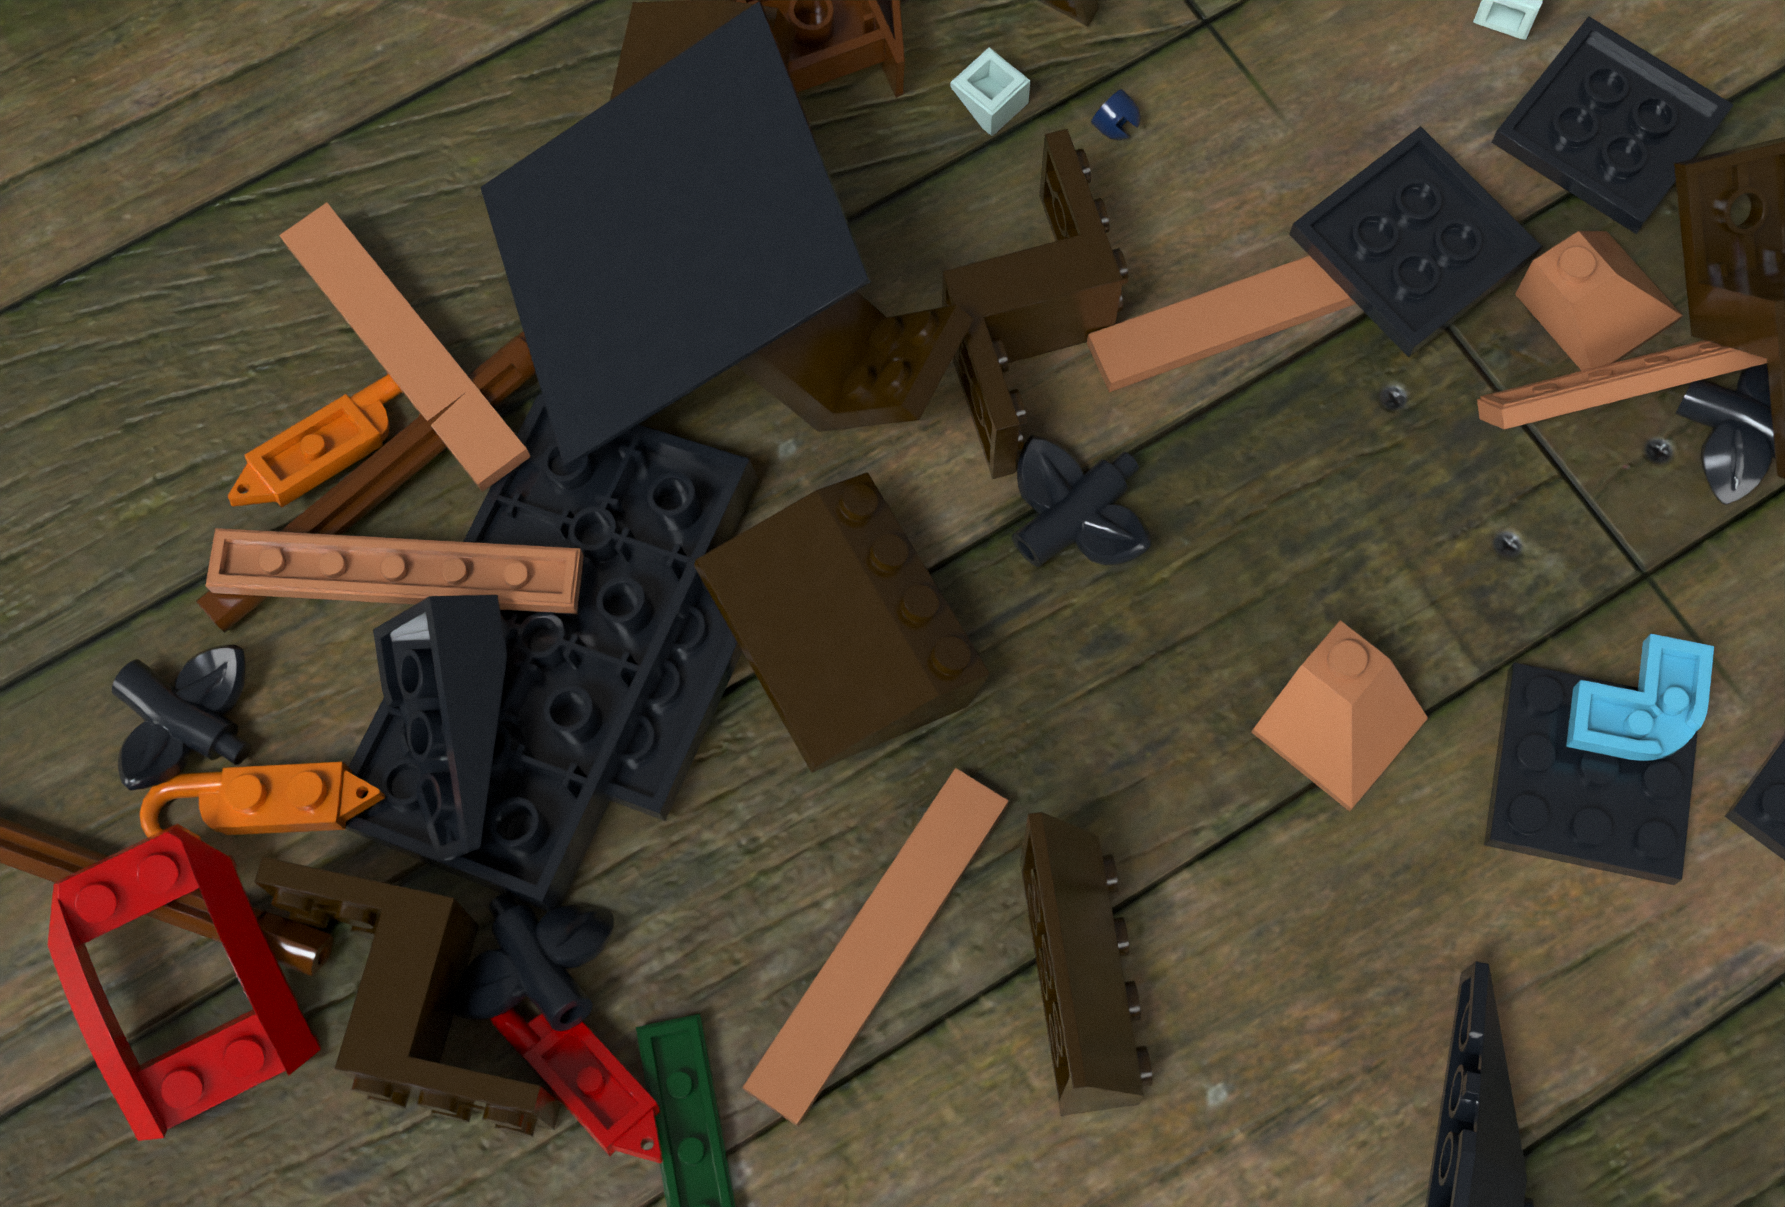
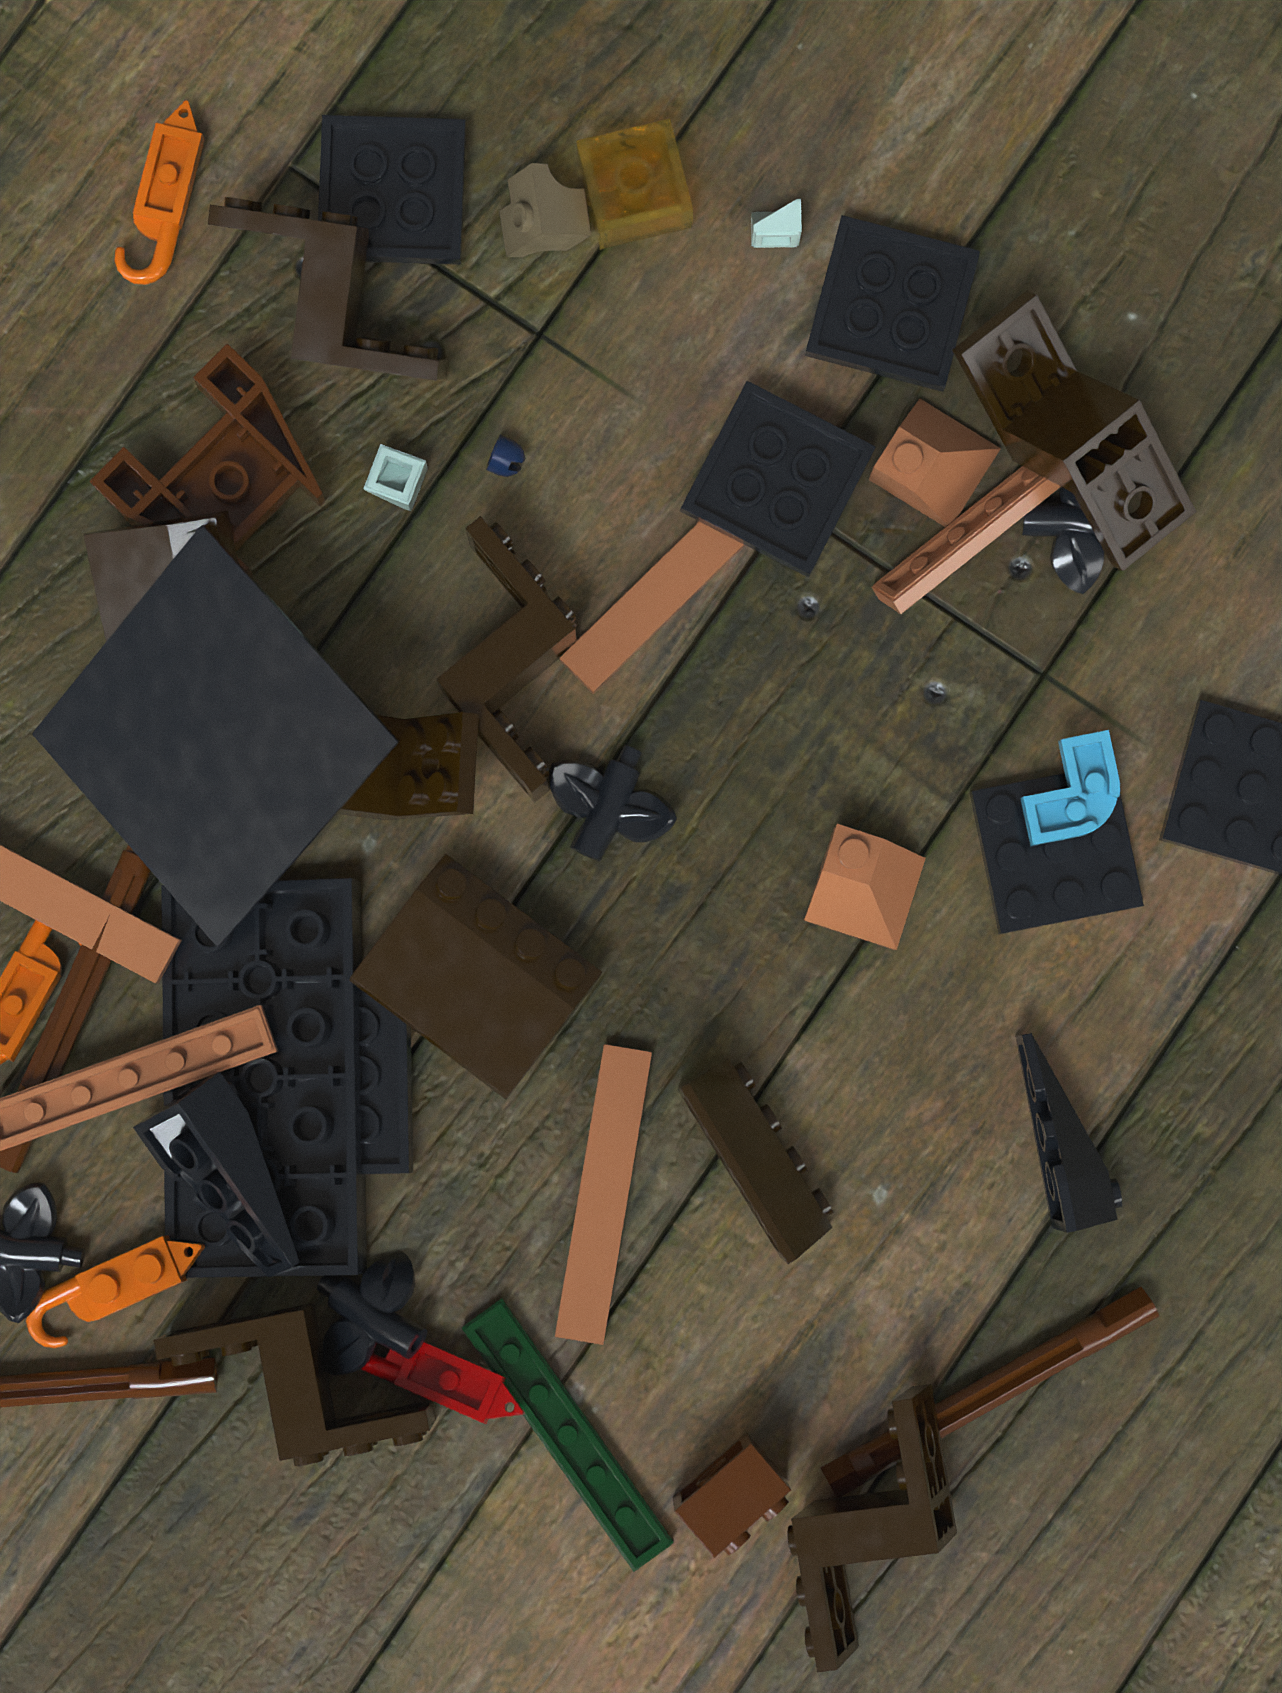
camera: 30 degrees left, 15 degrees up
(217, 1062) = (180, 1481): red wedge -> none

